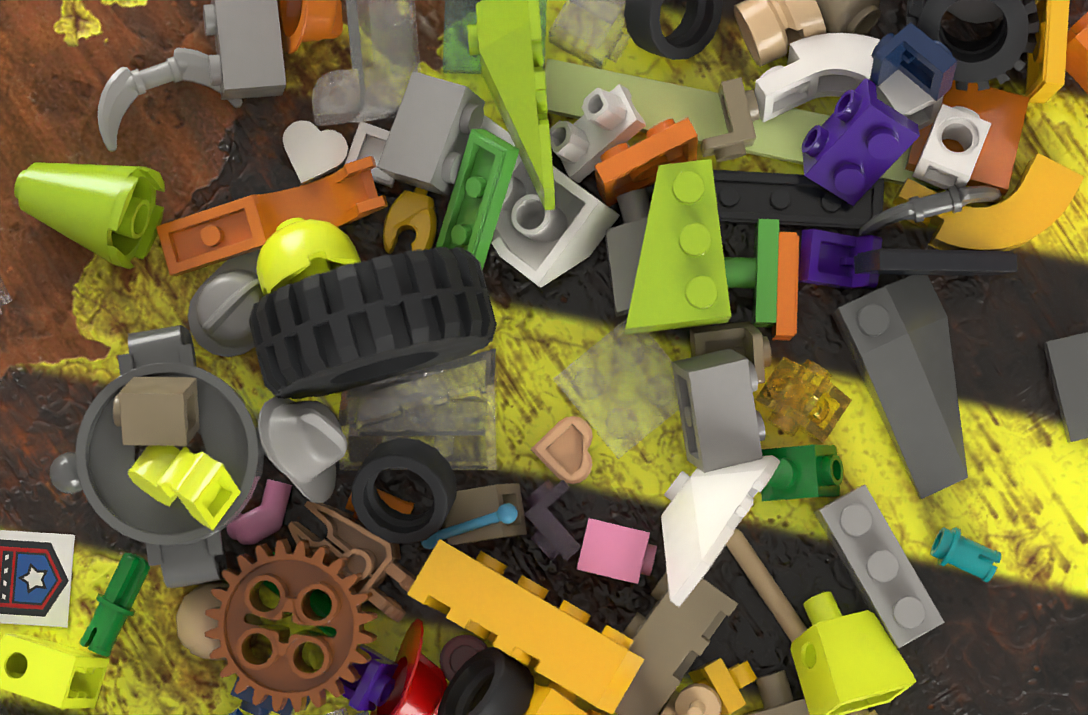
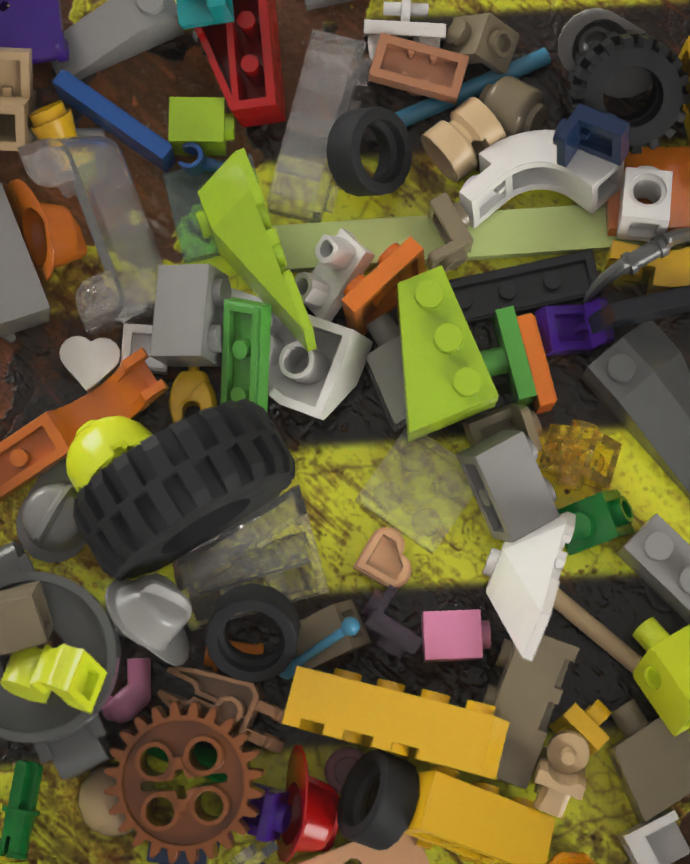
camera: 20 degrees left, 5 degrees down
(856, 143) = (561, 221): dark purple bracket -> none

